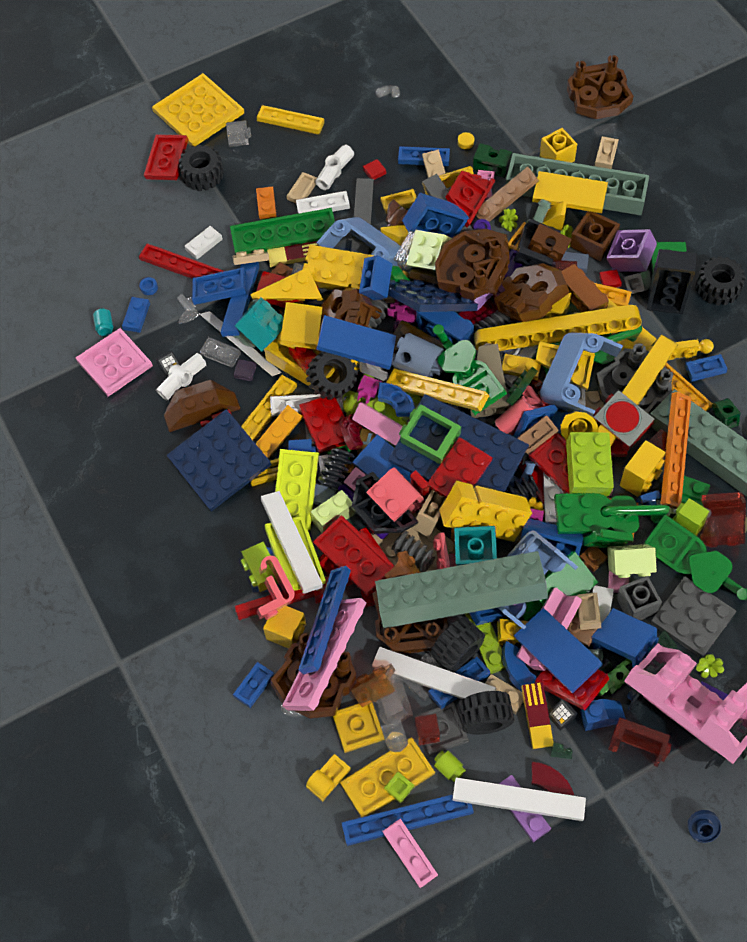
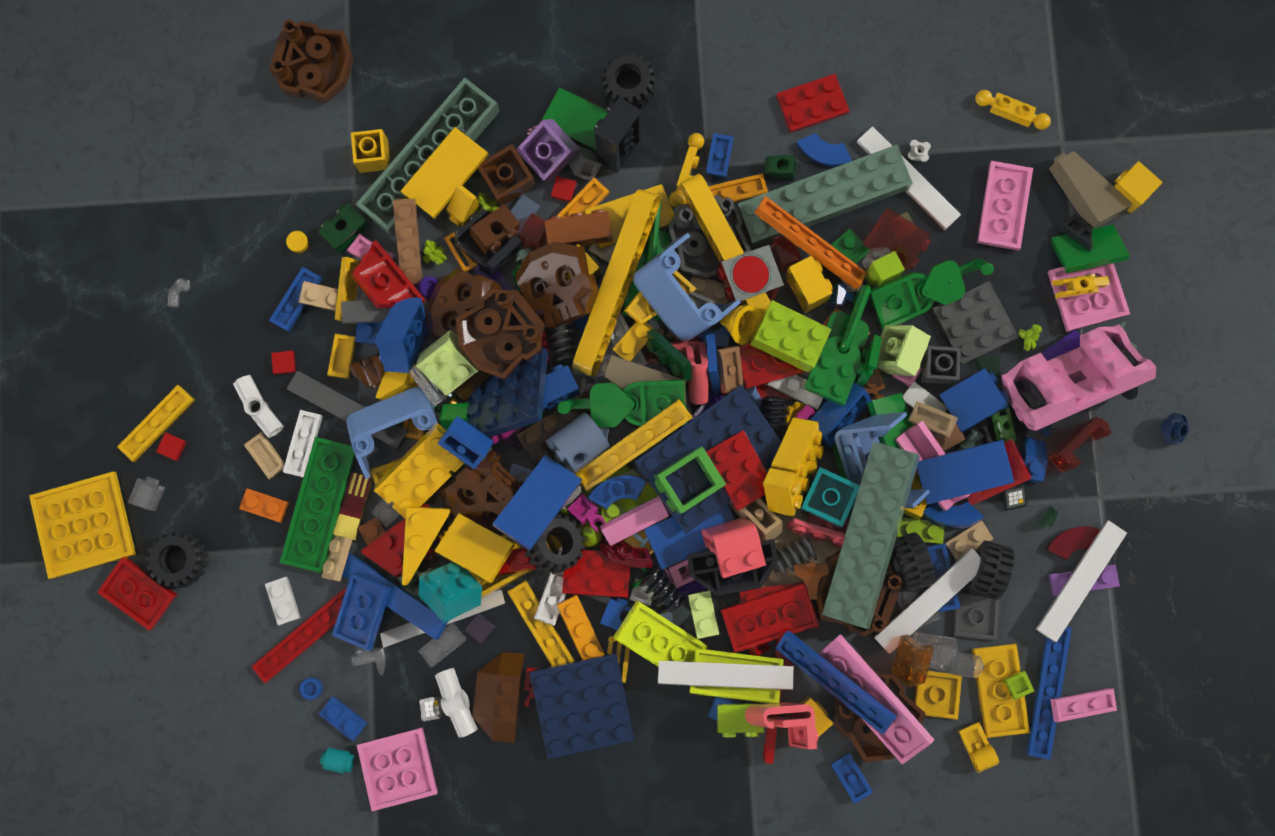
camera: 65 degrees left, 20 degrees up
(278, 134) = (171, 446): none -> red tile
(420, 484) = (730, 516): red tile -> none
(427, 729) = (980, 632): clear red brick -> none
(449, 765) = (1018, 627): lime brick -> none
(537, 715) = (1008, 521): tile -> none
(542, 210) = (450, 211): sand green pin -> none
(606, 152) = (399, 101): tan plate -> none

